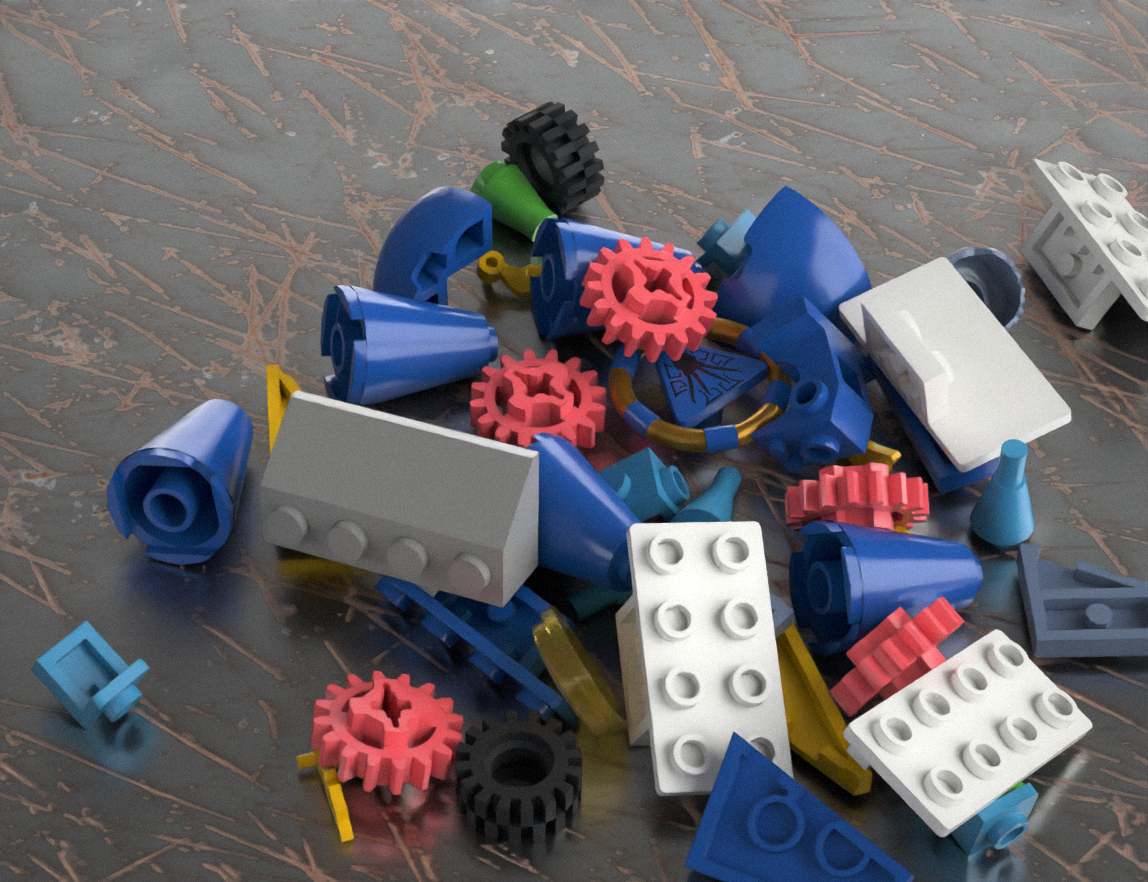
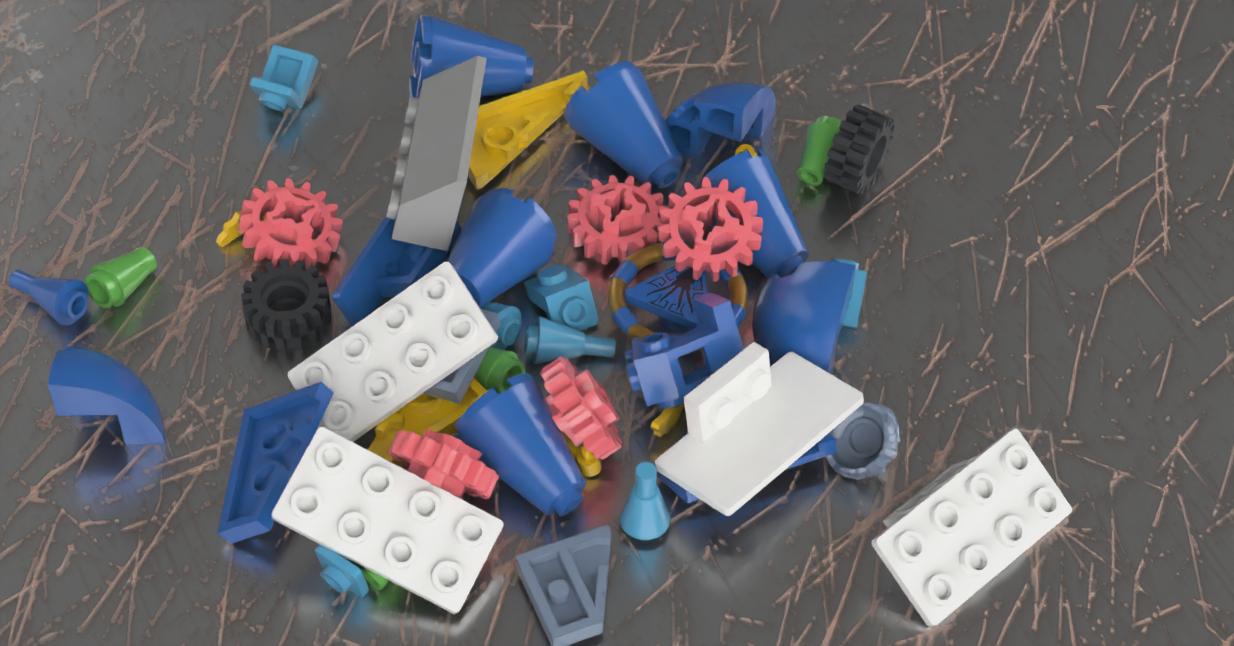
camera: 70 degrees right, 5 degrees up
(577, 675) = (357, 289): clear yellow piece -> none

